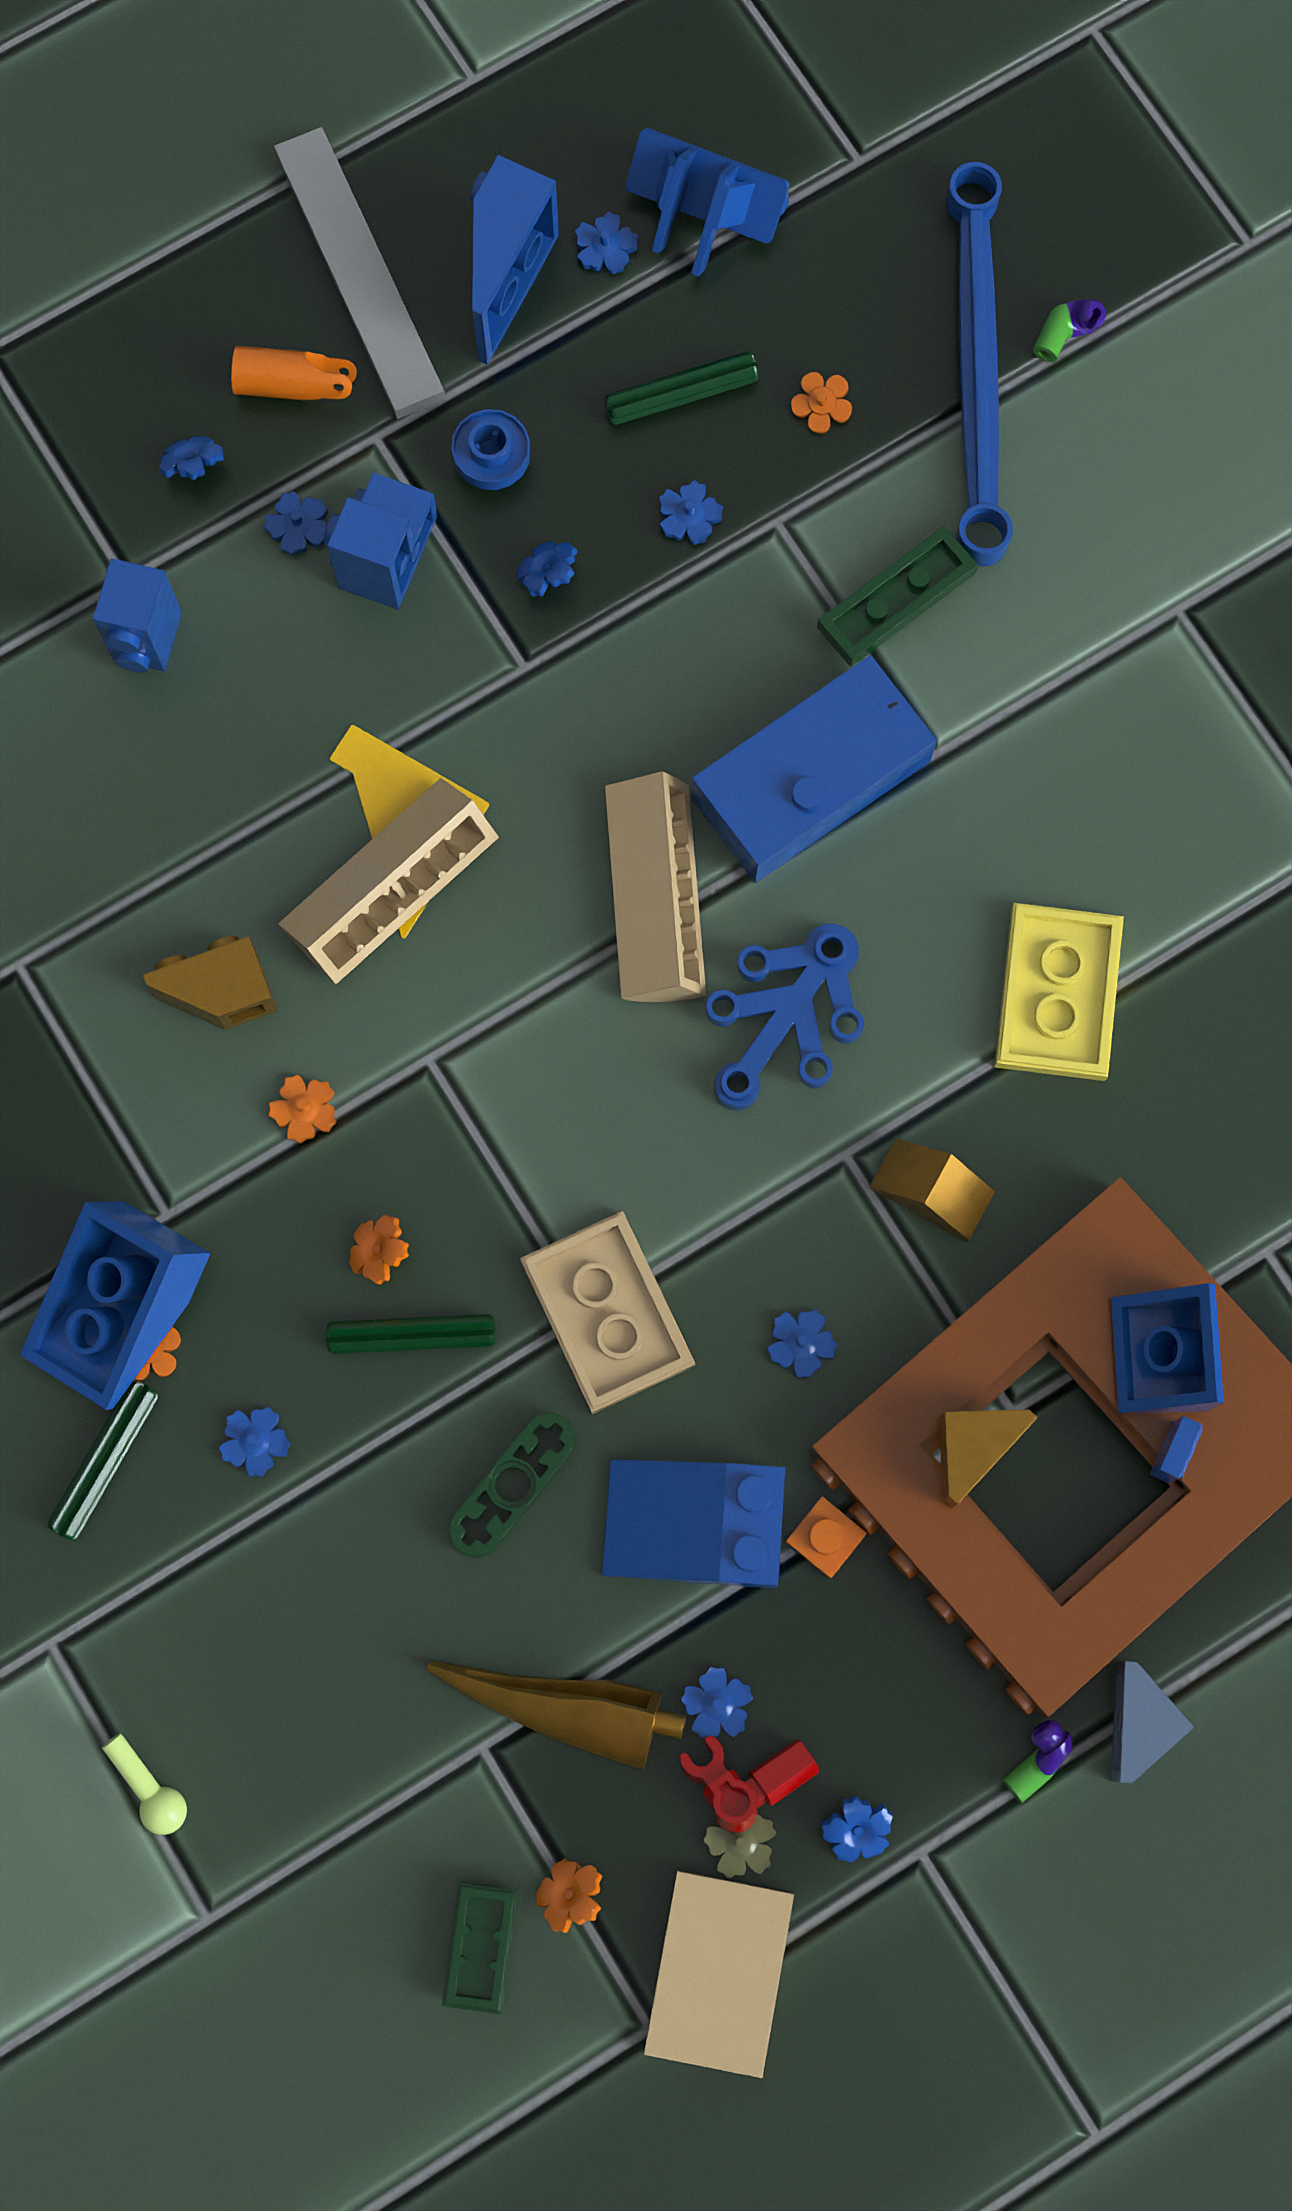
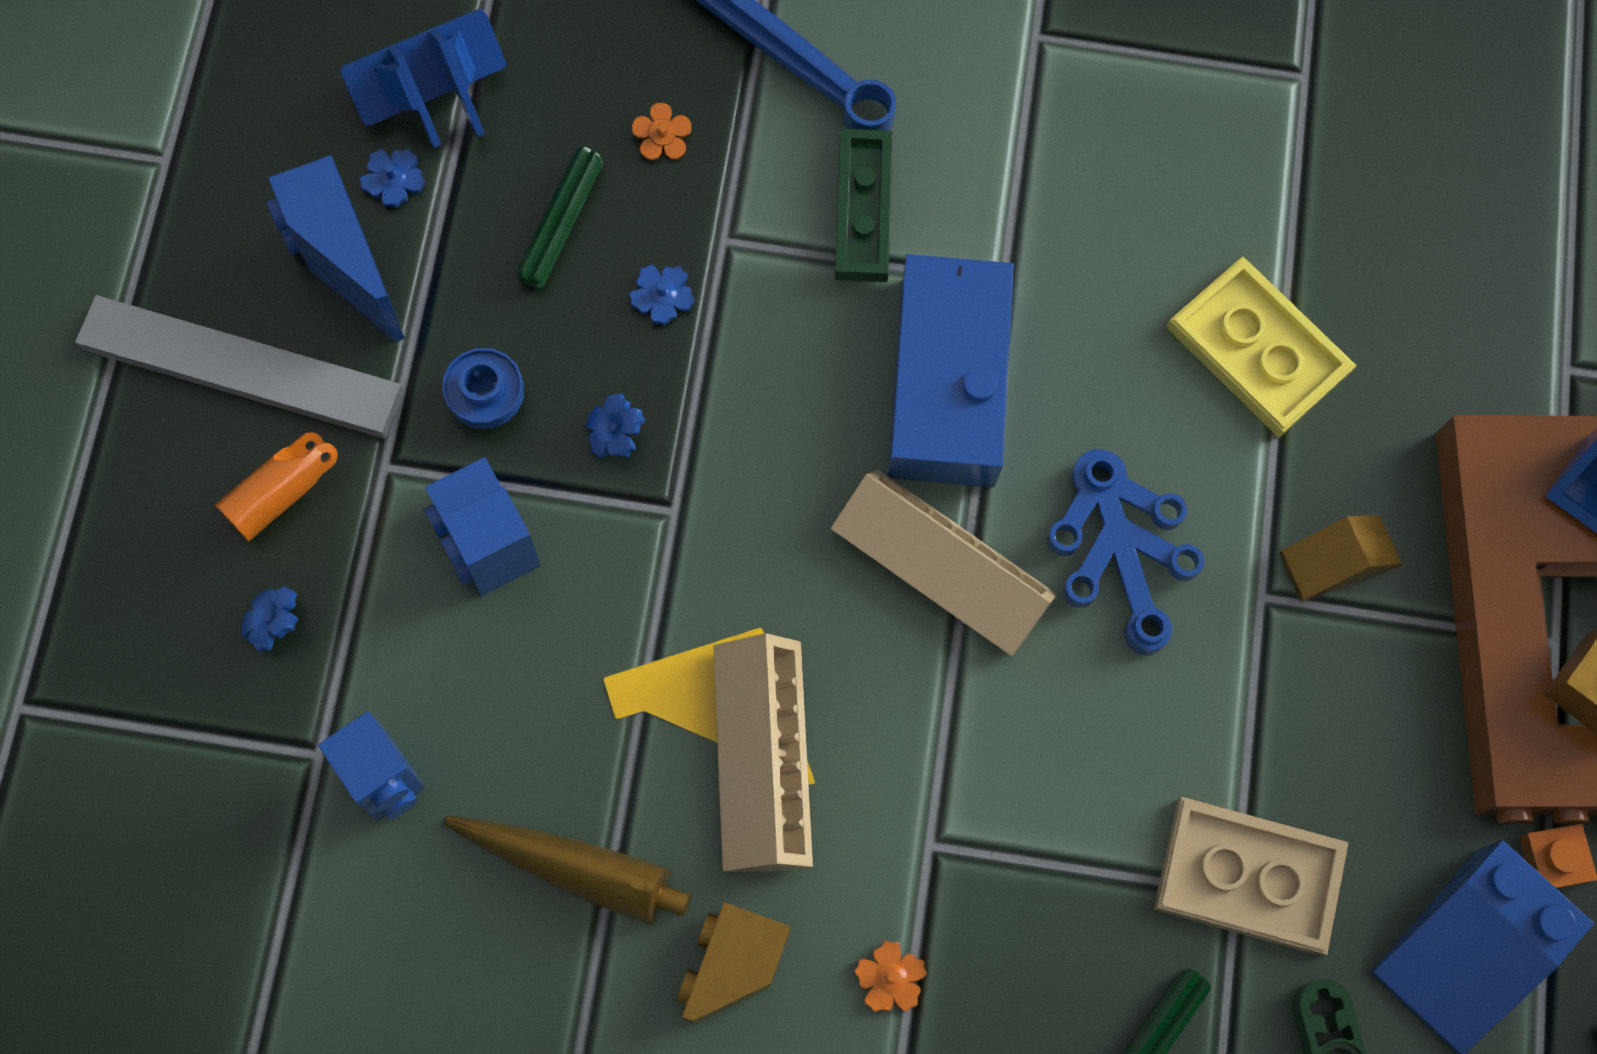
camera: 55 degrees left, 5 degrees down
(197, 825) = (580, 868): none -> pearl gold piece
(297, 523) = (400, 582): blue plant -> none
(377, 1249) = (1061, 1014): orange plant -> none
(801, 1342) = (1387, 750): blue plant -> none

